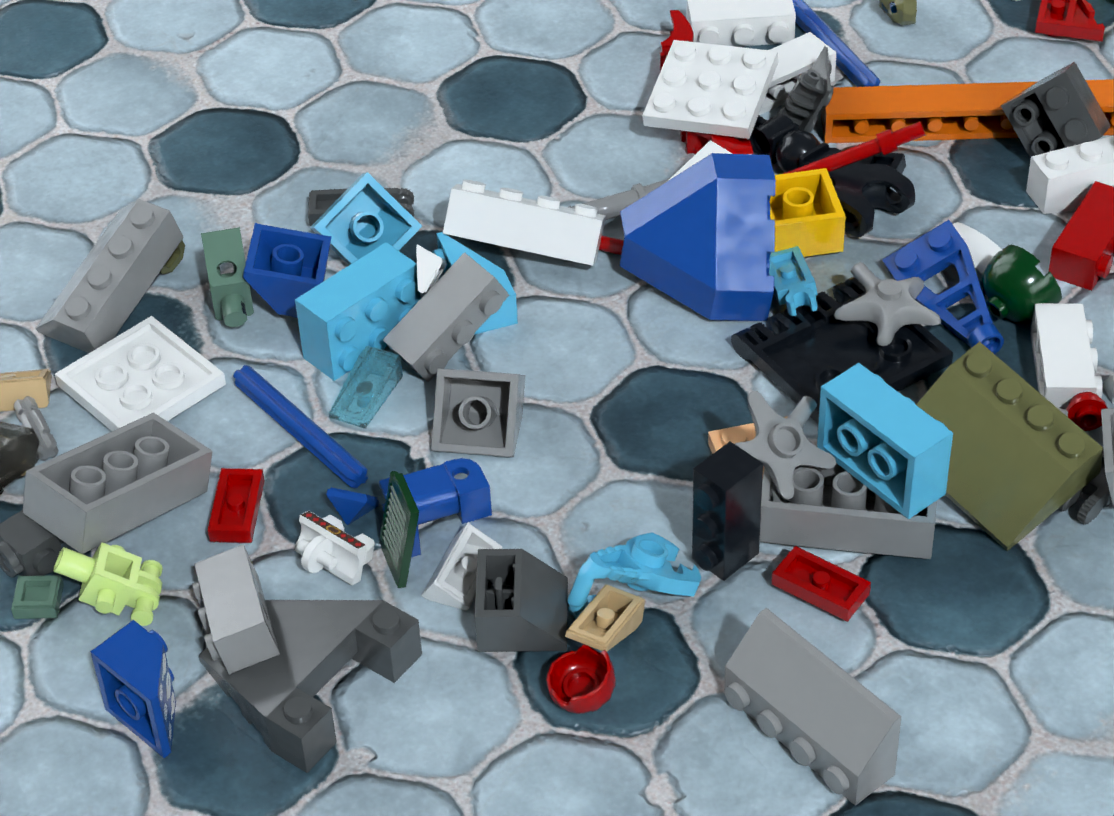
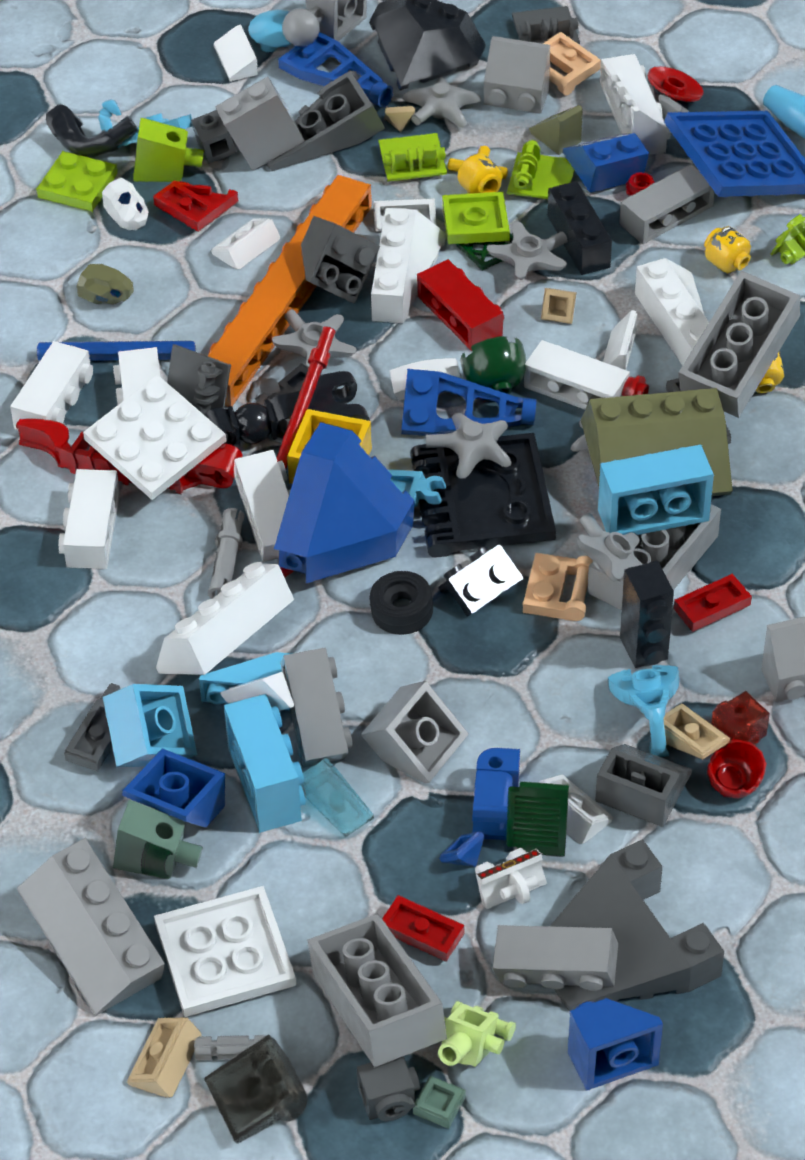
camera: 65 degrees left, 5 degrees up
(301, 427) = (349, 858): blue axle -> none
(597, 103) = (90, 519): none -> white brick
(647, 658) = (741, 718): none -> clear red brick
(651, 358) = (401, 619): none -> black tyre
(716, 388) = (482, 580): none -> bracket
(947, 153) = (307, 337): none -> light grey animal
(1034, 66) = (247, 243): none -> white slope

